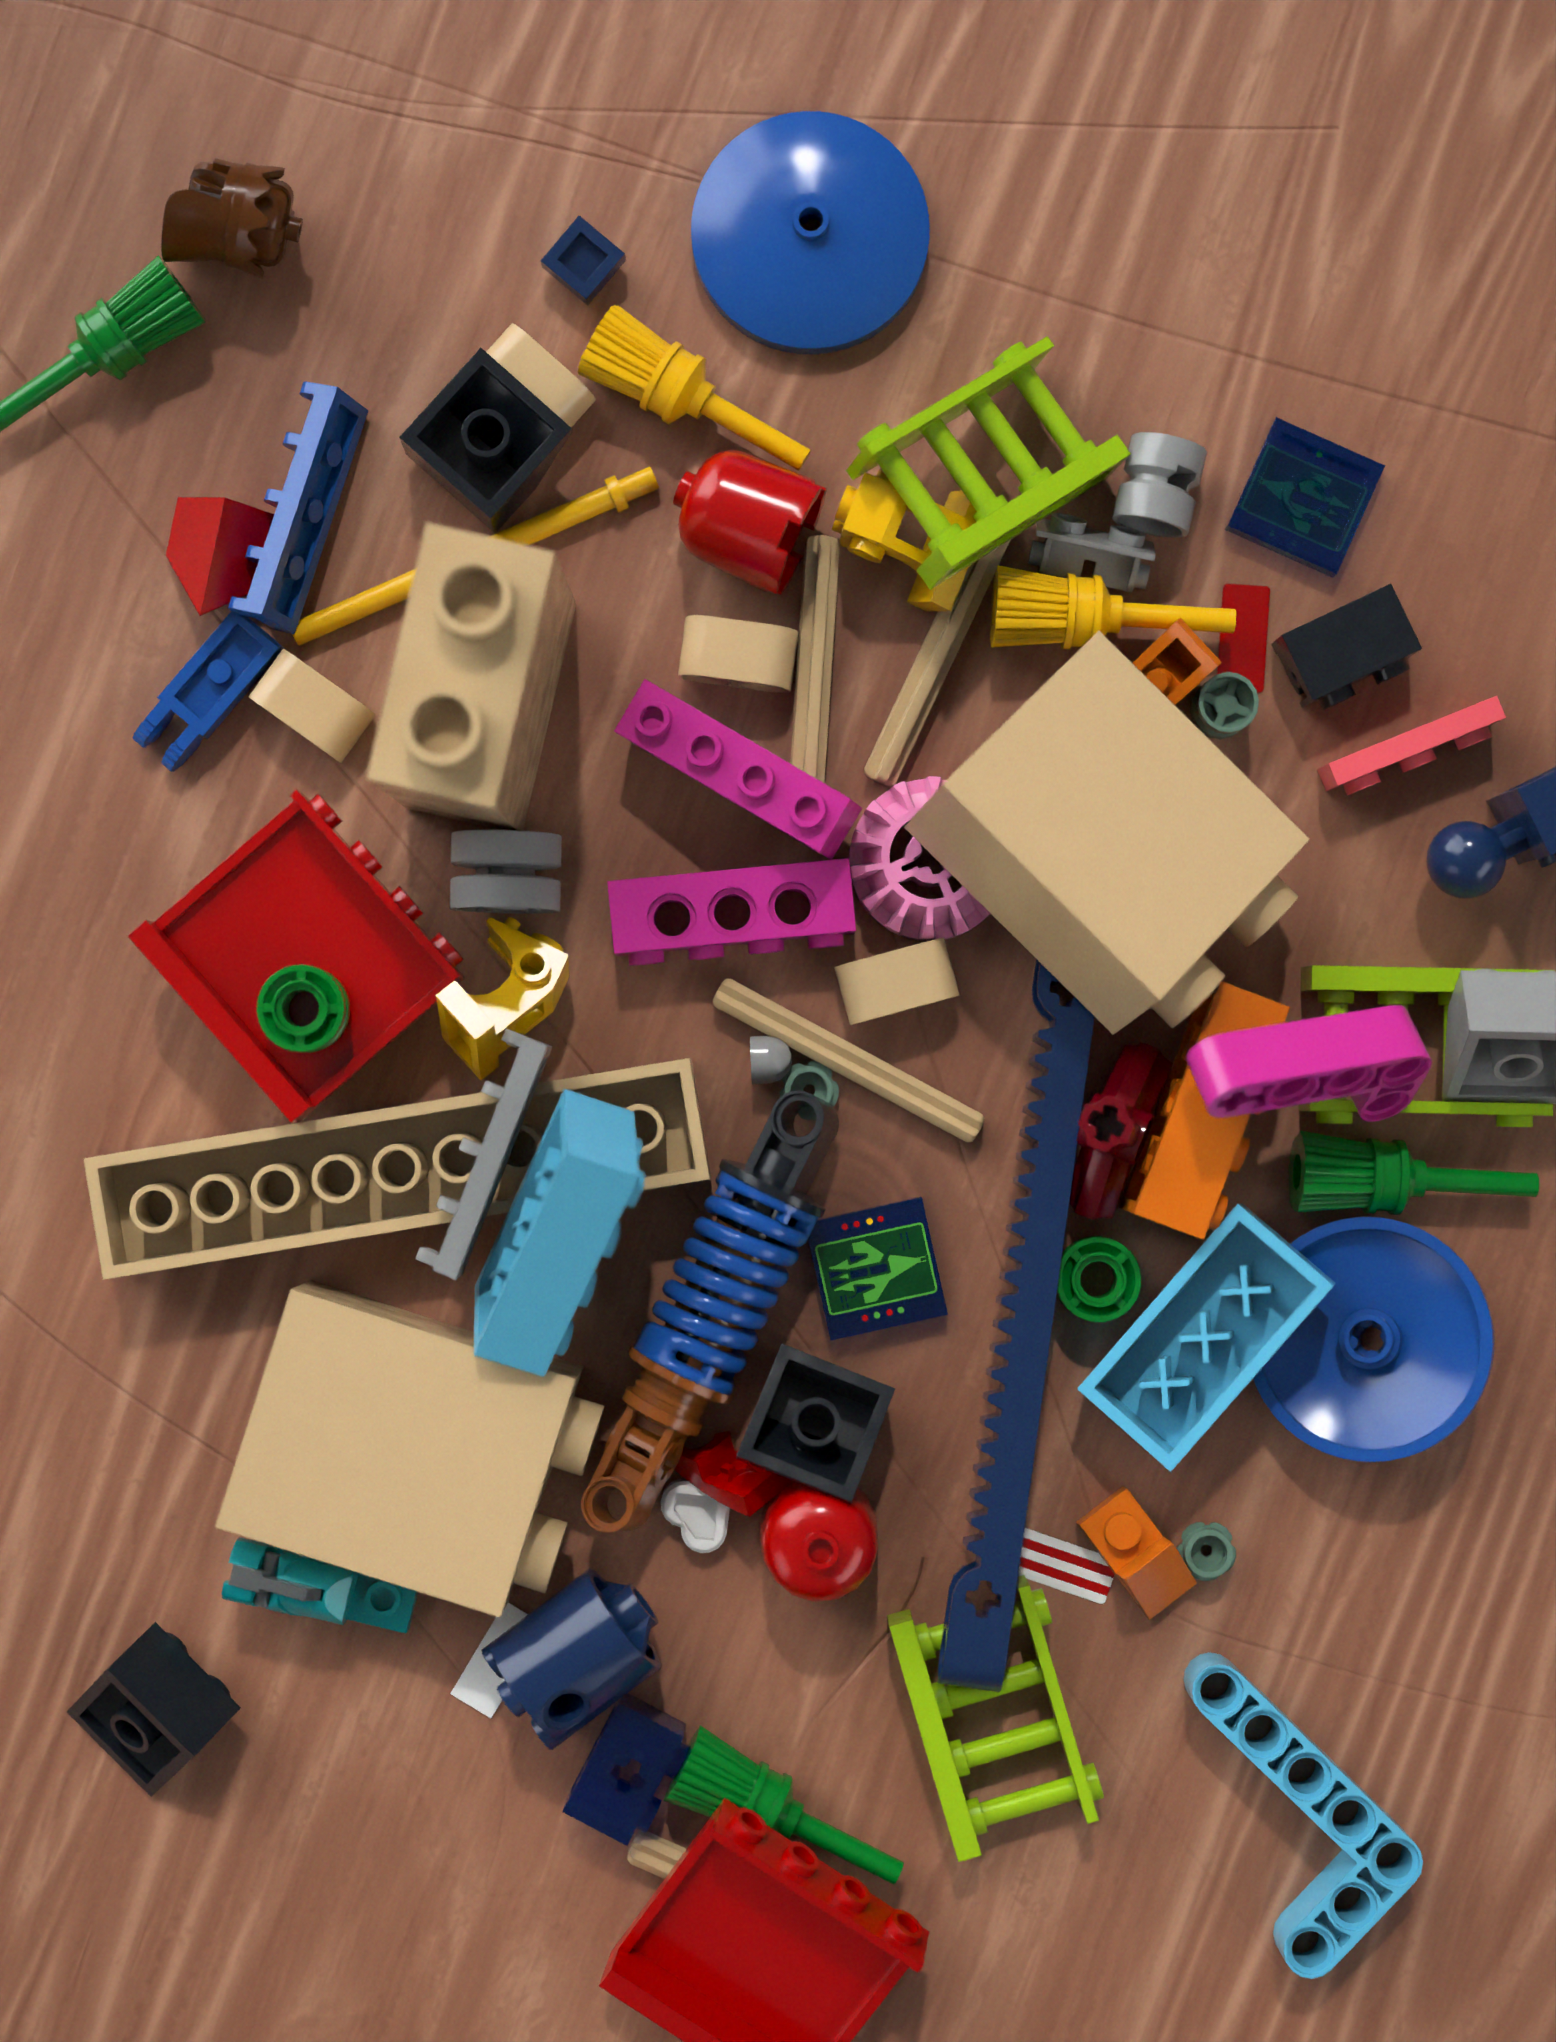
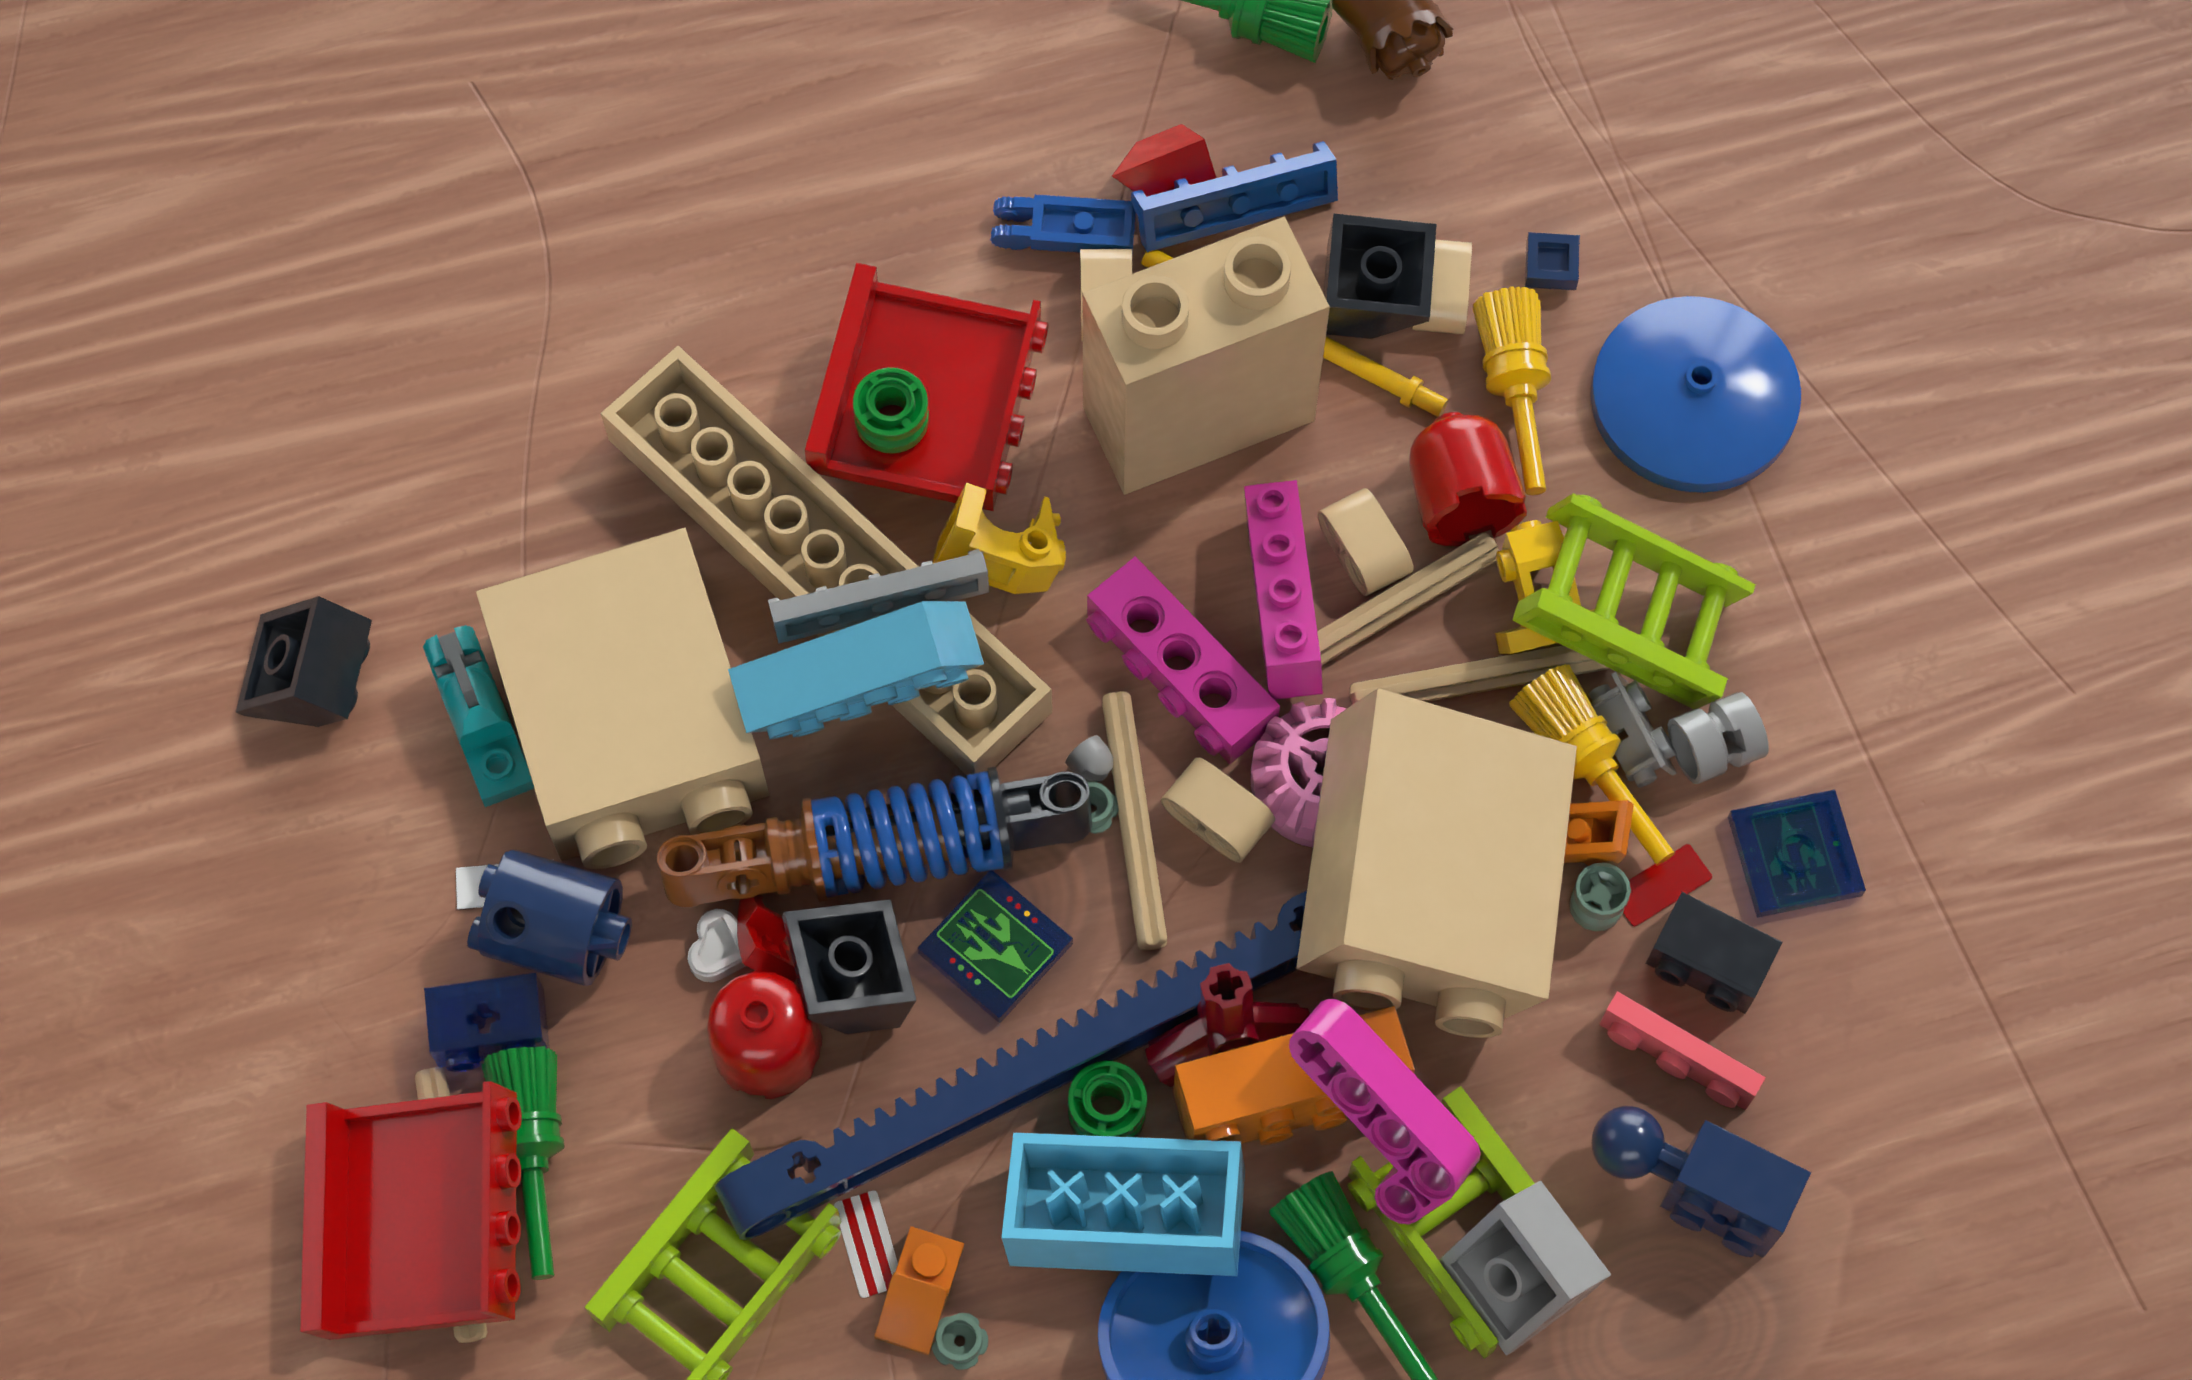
camera: 60 degrees right, 20 degrees down
(505, 871) = (1089, 487): light grey wheel -> none

